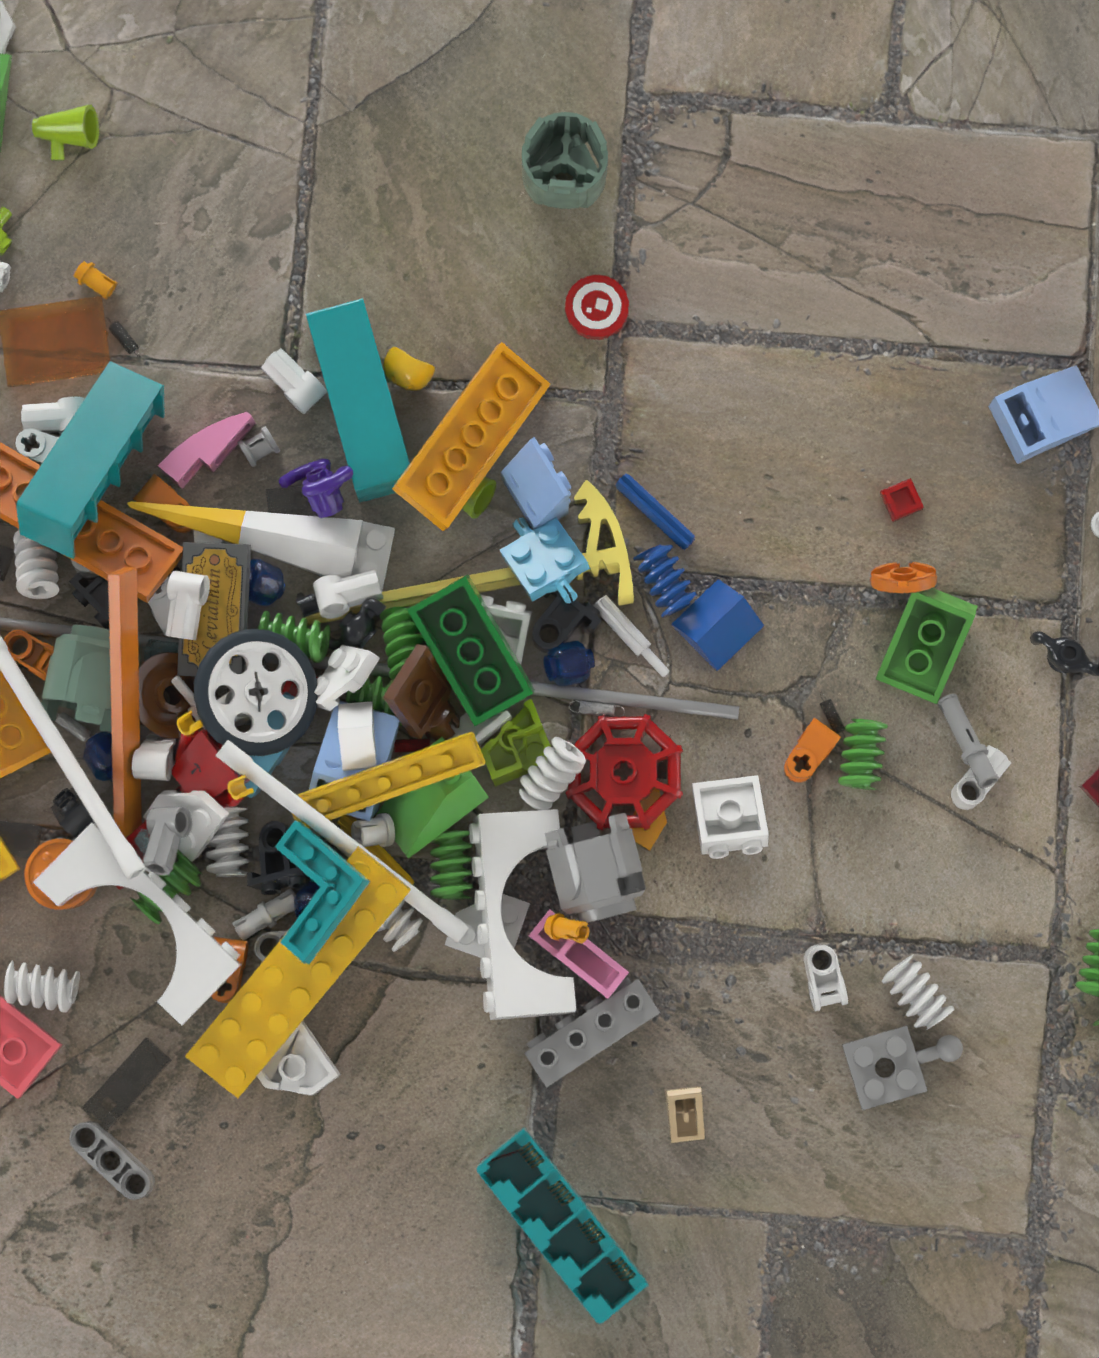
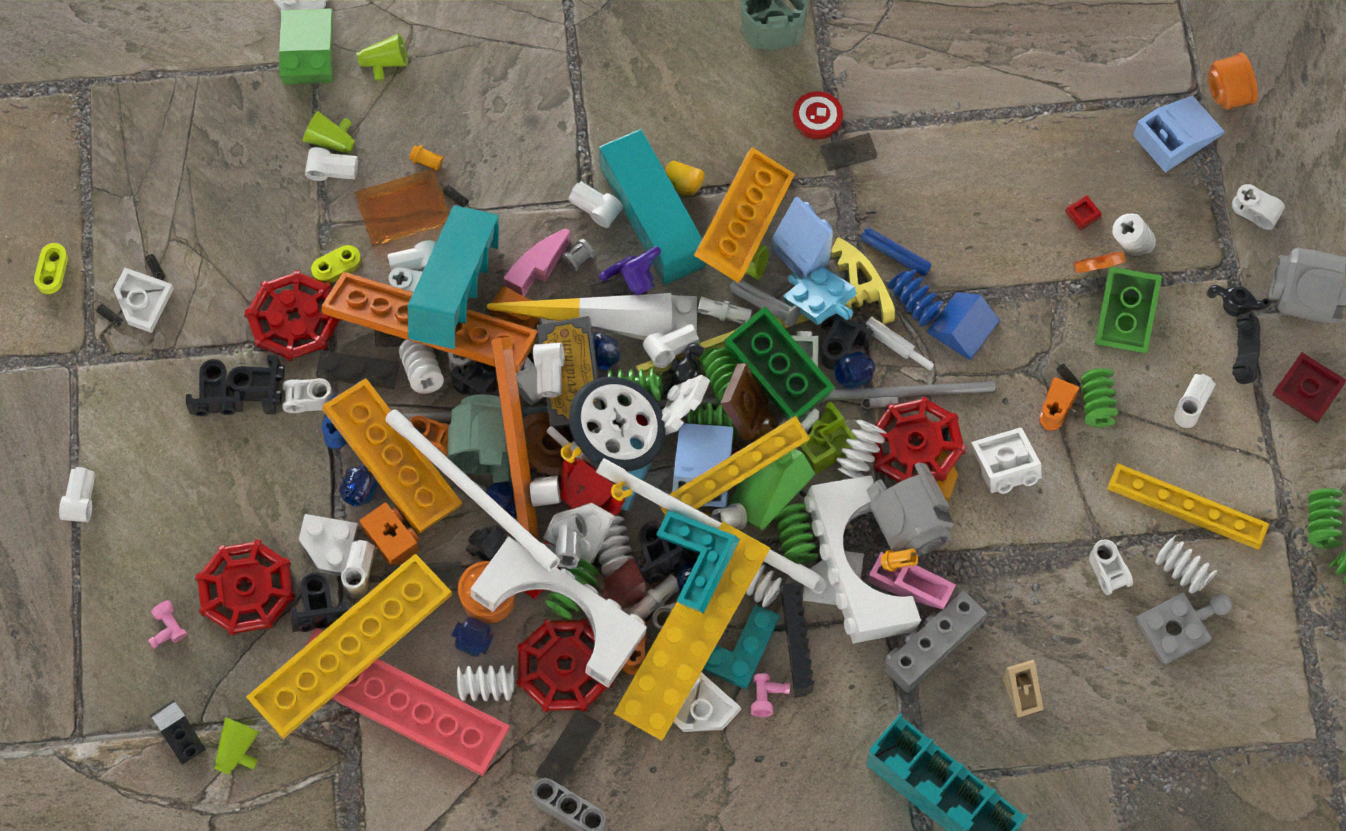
camera: 10 degrees left, 15 degrees down
(36, 925) = (472, 636): none -> clear blue head
(122, 976) = (548, 665): none -> red plate
(228, 897) = (625, 585): none -> clear red slope
(307, 604) = (641, 359): black hand -> none
(354, 1015) = (741, 664): none -> teal plate
(357, 735) = (703, 443): white slope -> none
(375, 1049) = (762, 706): none -> bright pink piece
(422, 996) = (796, 640): none -> black gear
(425, 554) = (723, 310): none -> white pin
(480, 556) = (761, 299): none -> light grey axle
(624, 365) = (848, 152): none -> clear smoke plate
(940, 913) = (1188, 506): none -> yellow tile
(954, 549) = (1134, 235): none -> white piece
(973, 751) = (1184, 377): light grey pin -> none
(1064, 722) = (1248, 349): none -> black piece

